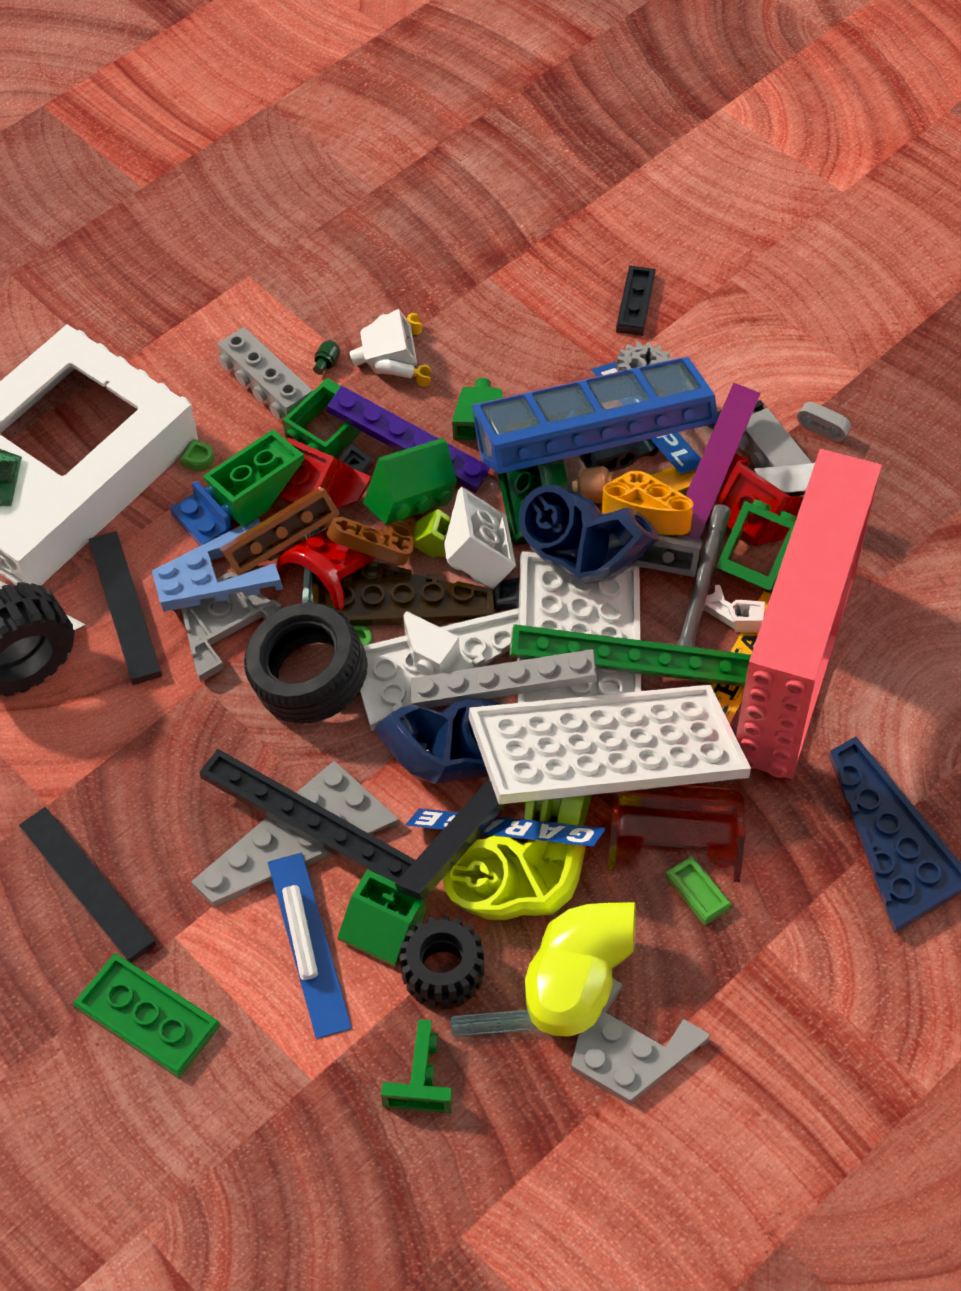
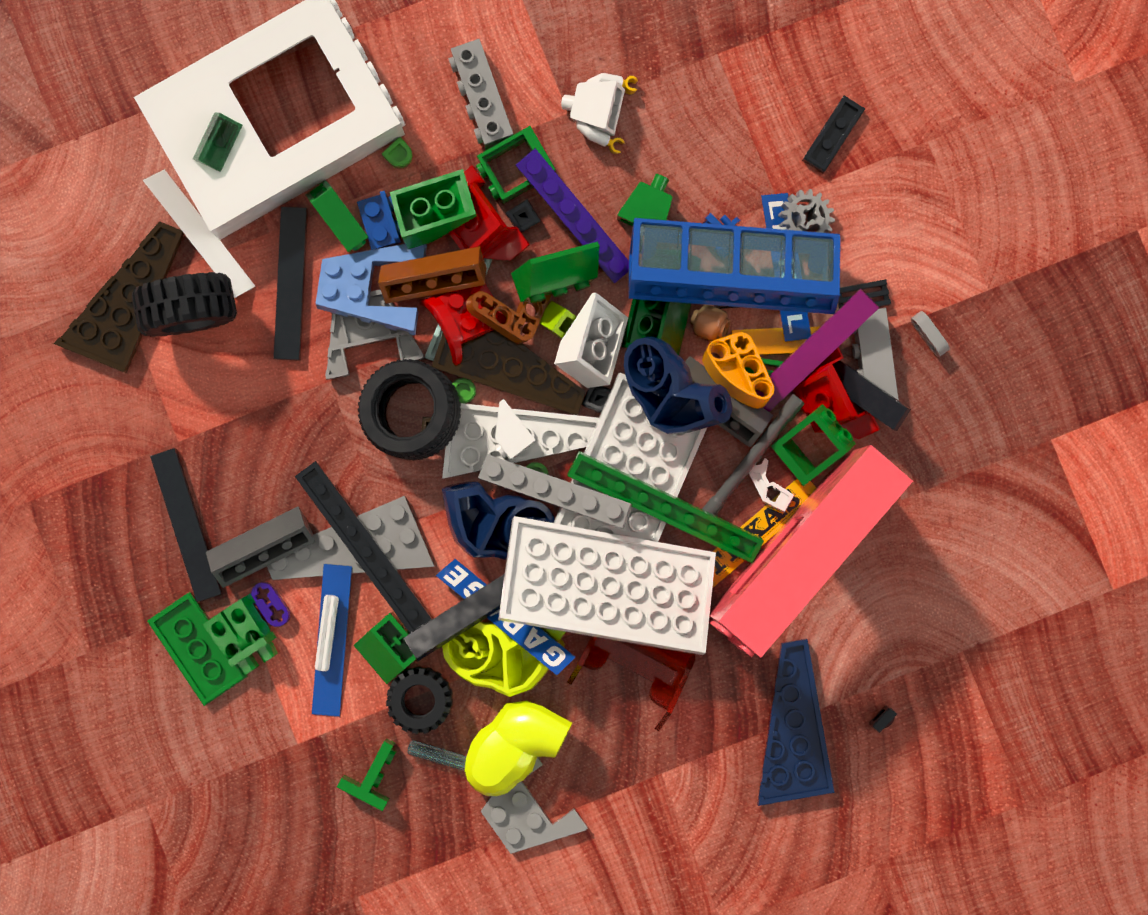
camera: 20 degrees right, 30 degrees up
(153, 522) = (337, 216): none -> green slope
(184, 866) = (260, 547): none -> dark grey brick
(205, 976) = (240, 633): none -> green hips
(223, 925) = (276, 601): none -> dark purple beam
(326, 356) = (542, 90): dark green cylinder -> none
(698, 890) = (631, 712): bright green tile -> none

